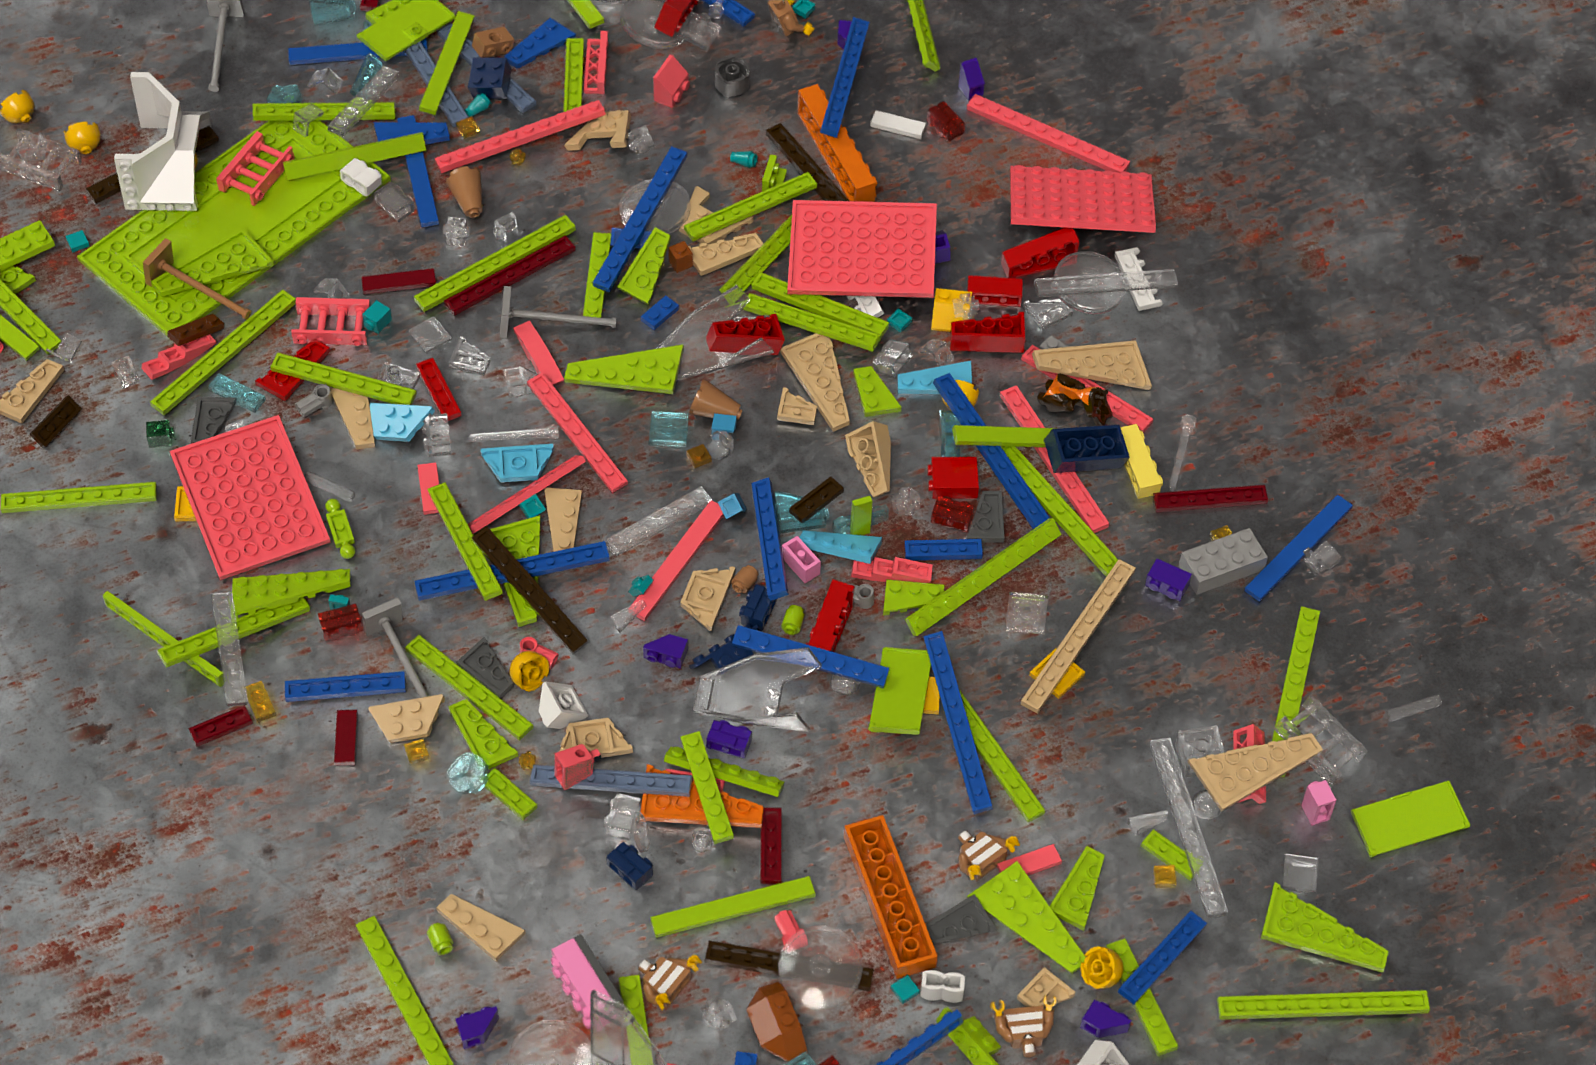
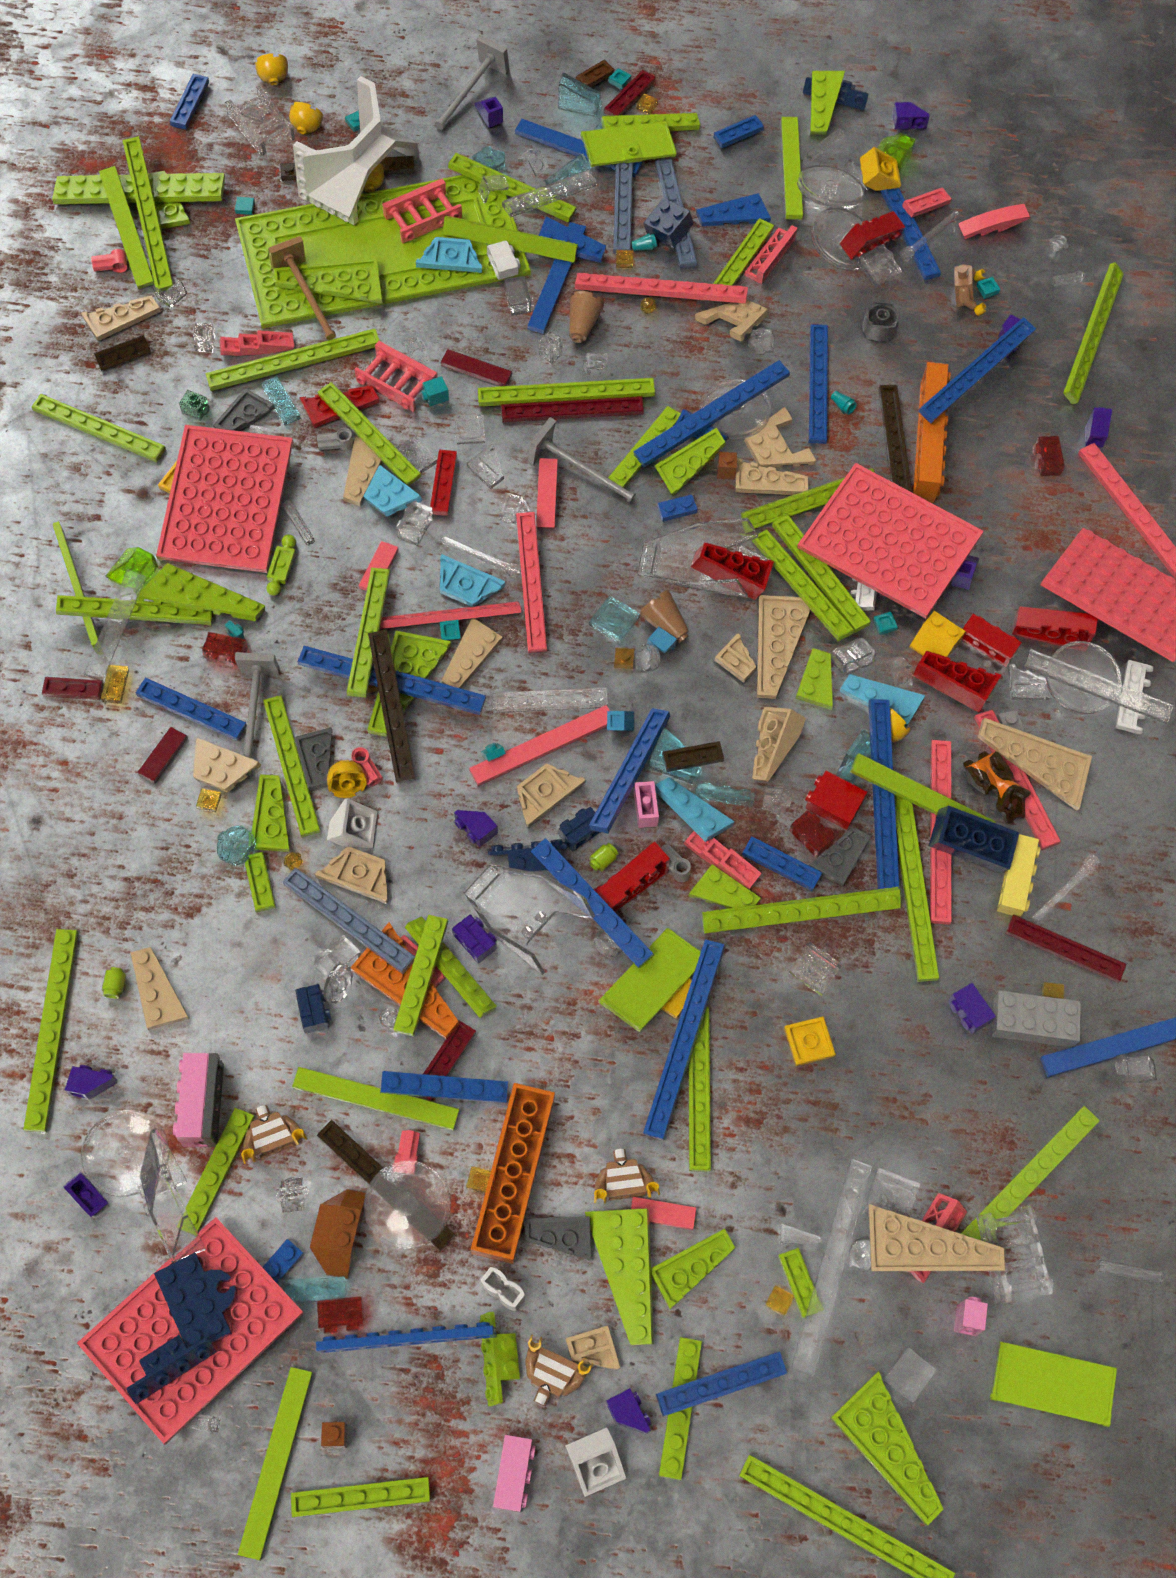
camera: 30 degrees right, 10 degrees up
(129, 119) = (353, 121): none -> teal plate
(195, 329) = (282, 328): reddish brown plate -> none
(197, 597) = (135, 560): none -> clear neon green slope
(255, 53) = (490, 111): none -> dark purple slope
(309, 194) = (450, 255): none -> medium azure wing
(446, 63) = (641, 192): lime tile -> none
(492, 42) = (693, 192): medium nougat brick -> none
(574, 765) = (322, 889): coral torso -> none
(625, 616) = (460, 774): clear piece -> none
(641, 371) = (622, 553): lime wing -> none
(670, 82) = (822, 300): coral slope -> none
(710, 152) = (818, 384): none -> blue tile
(744, 579) = (586, 795): medium nougat brick -> none
(750, 206) = (819, 449): lime tile -> none
(773, 174) = (856, 432): lime bracket -> none
(786, 864) = (444, 1087): none -> blue plate
(861, 516) = (722, 793): lime tile -> none
(864, 919) = (478, 1179): none -> clear yellow plate
(898, 124) = (1004, 437): white tile -> none
(905, 989) = (471, 1268): teal tile -> none
(958, 304) = (941, 642): clear brick -> none
(1078, 636) = (849, 1018): tan plate -> none
(1102, 968) = (657, 1361): yellow cylinder -> none

